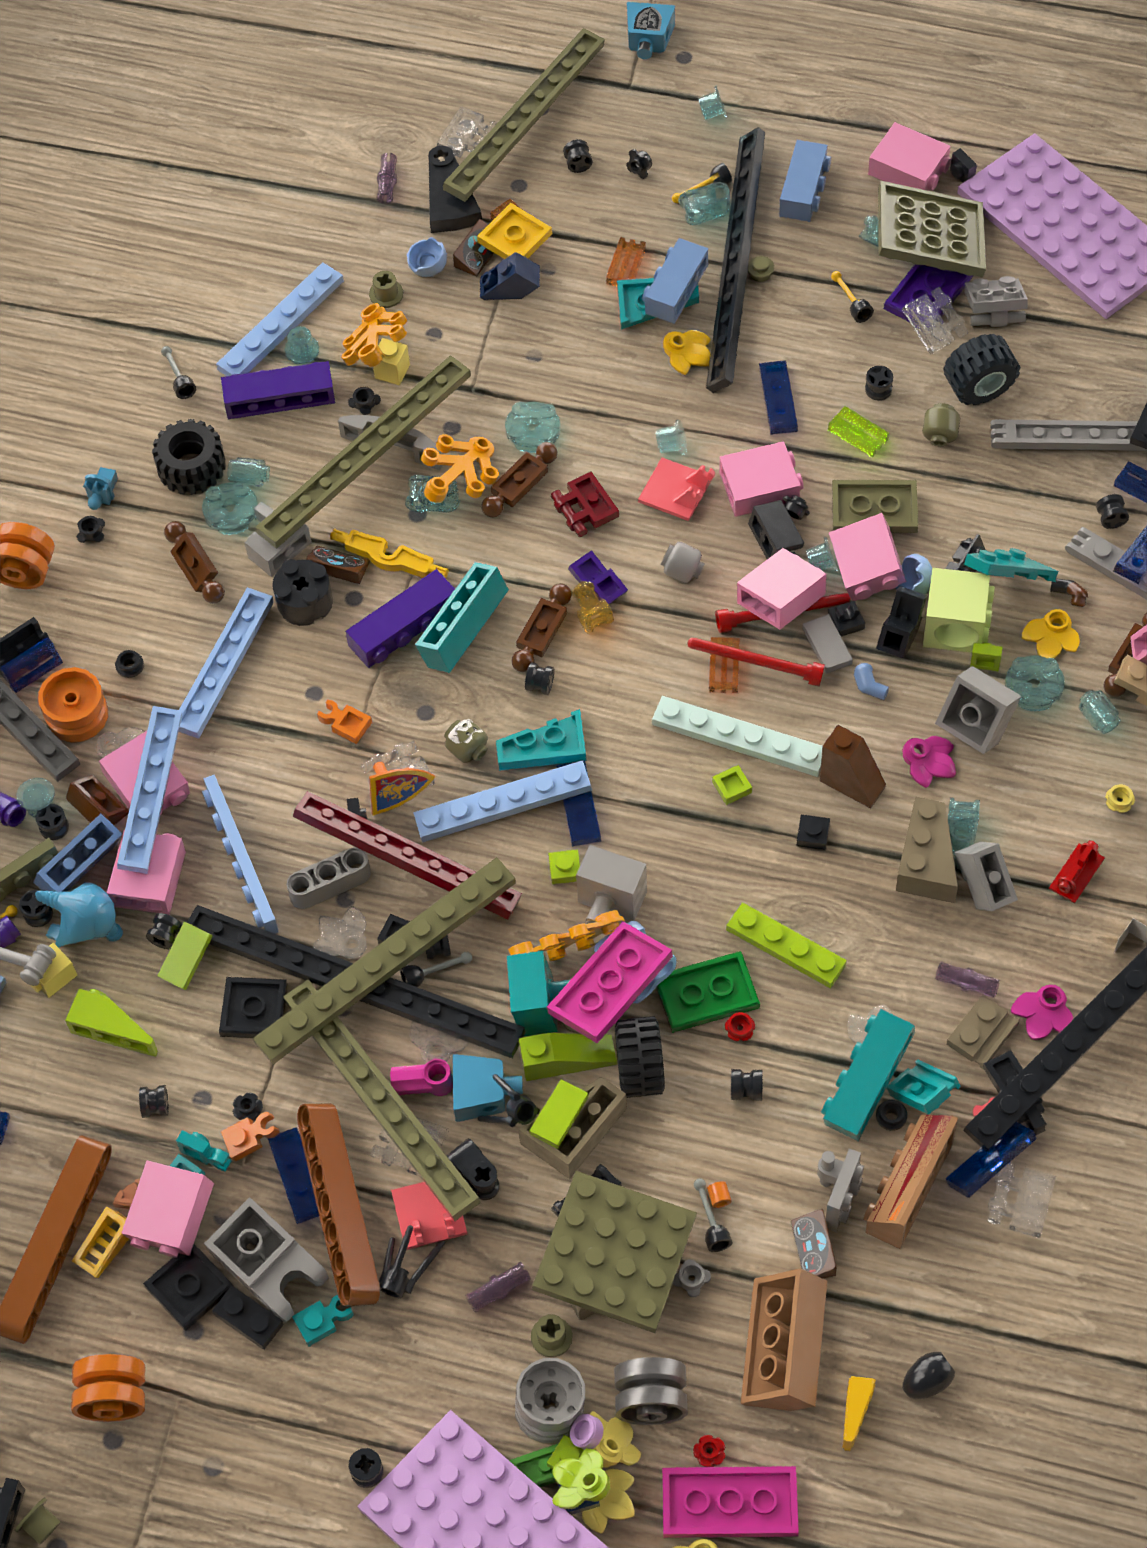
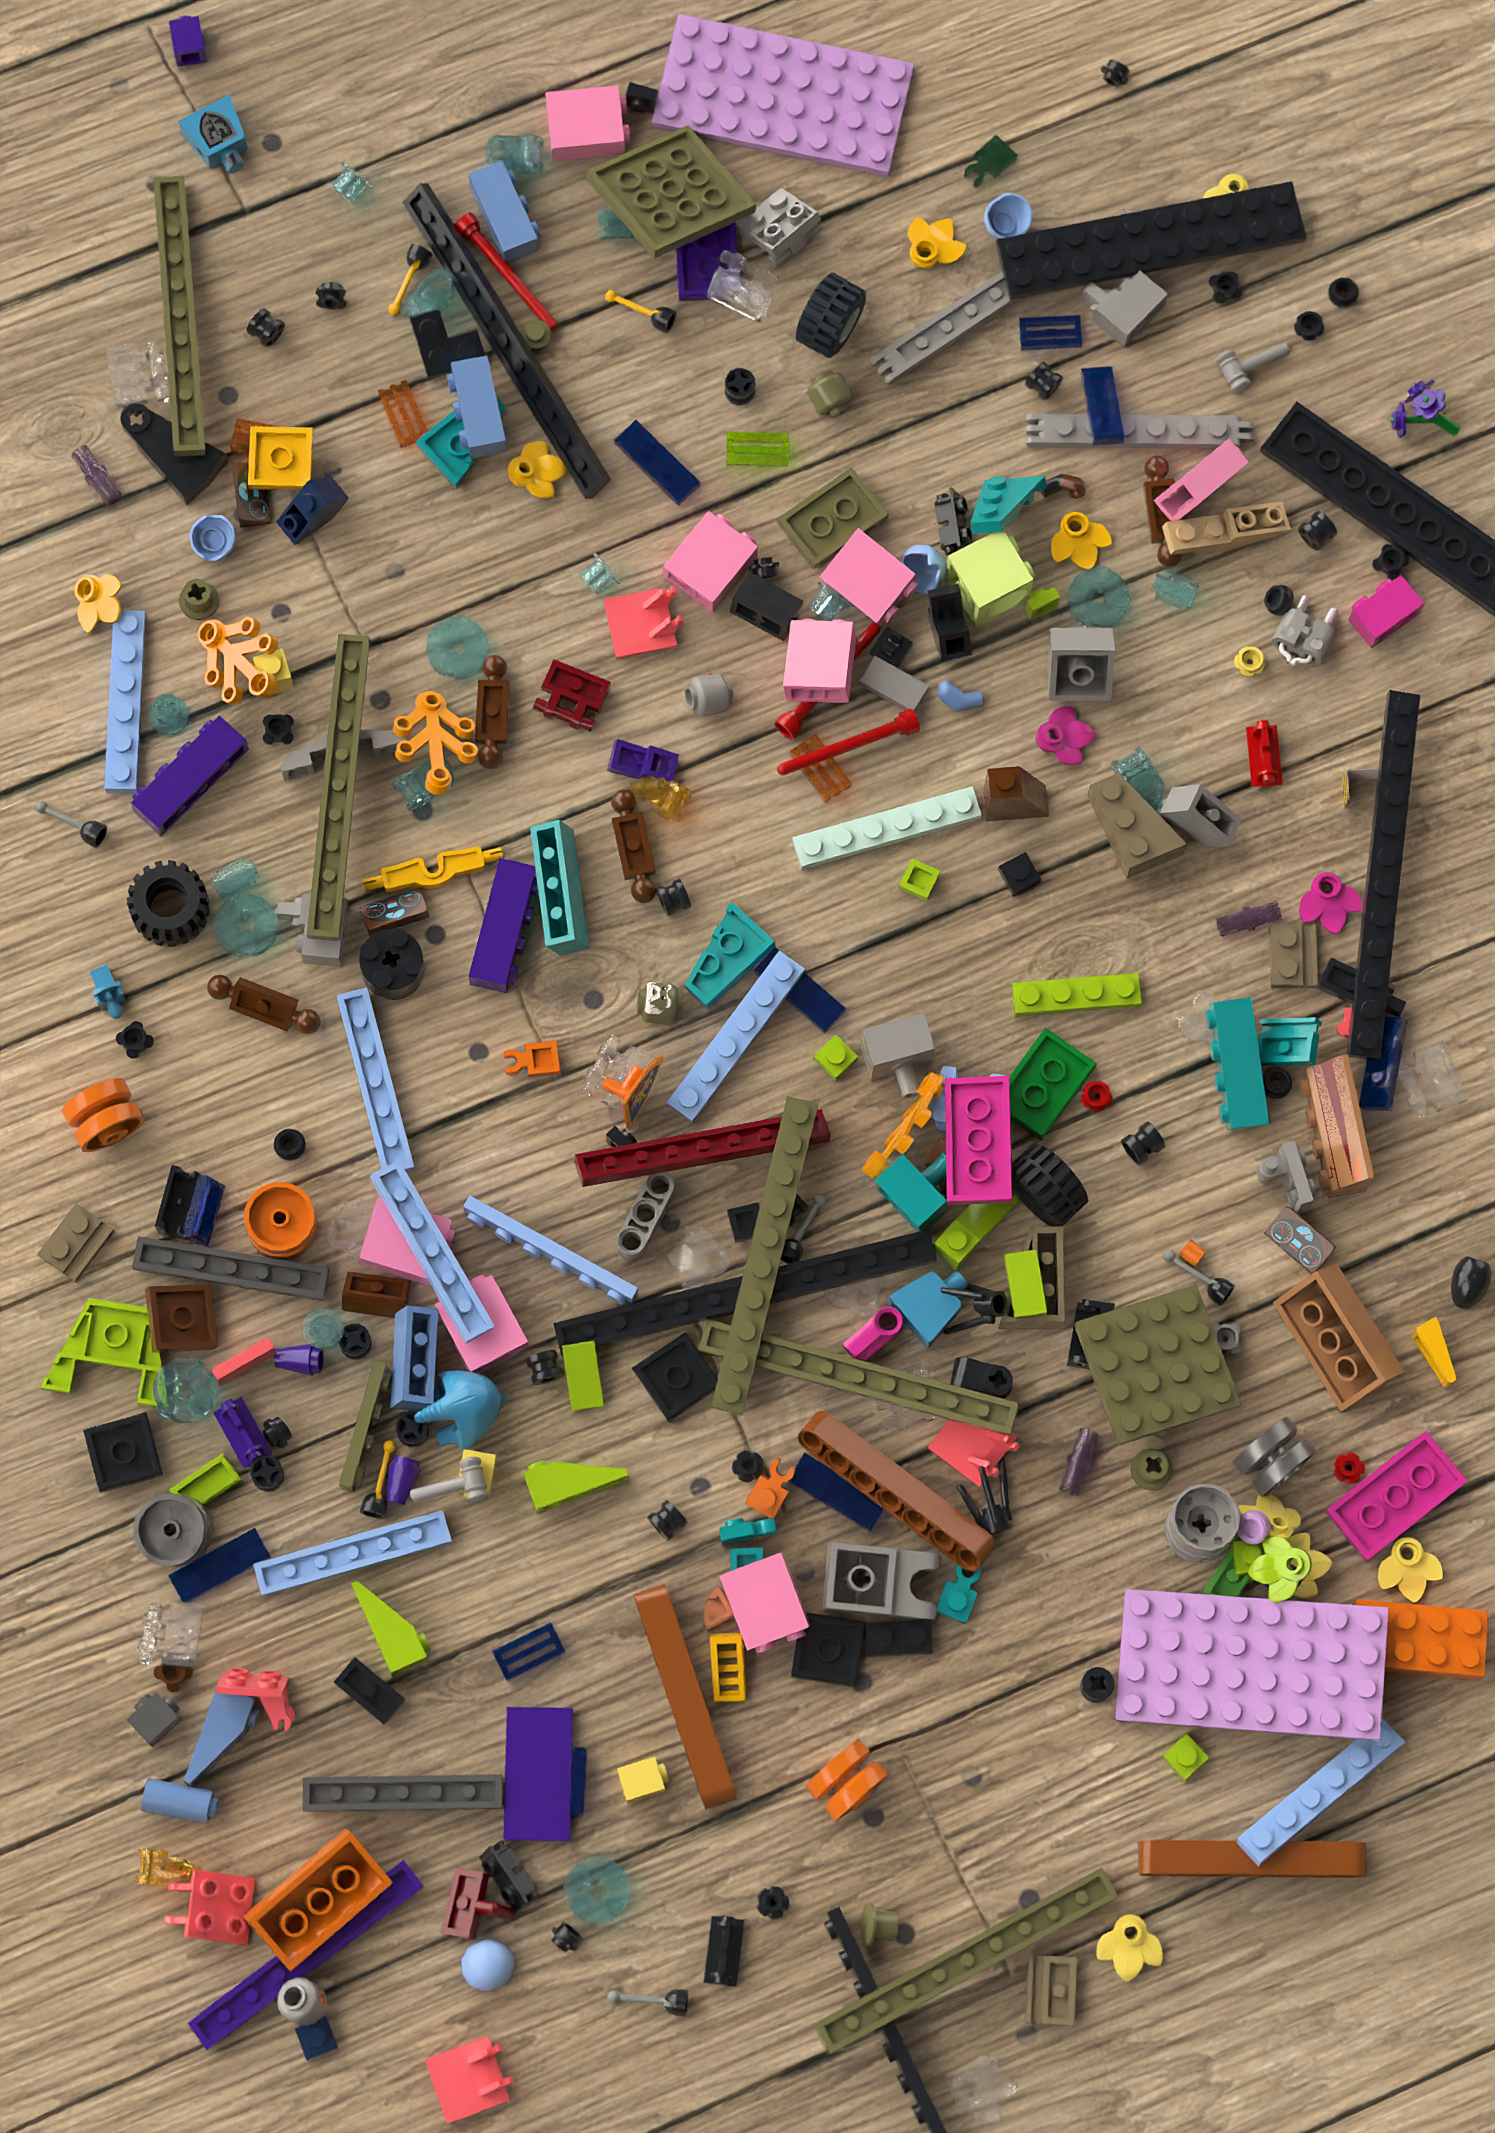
camera: 45 degrees left, 15 degrees up
(317, 249) = (97, 600): none -> yellow plate
(684, 226) = (437, 348): none -> black plate
(771, 177) = (469, 228): none -> red piece
(844, 150) = (517, 152): none -> clear light blue piece
(1106, 378) = (936, 240): none -> yellow plate

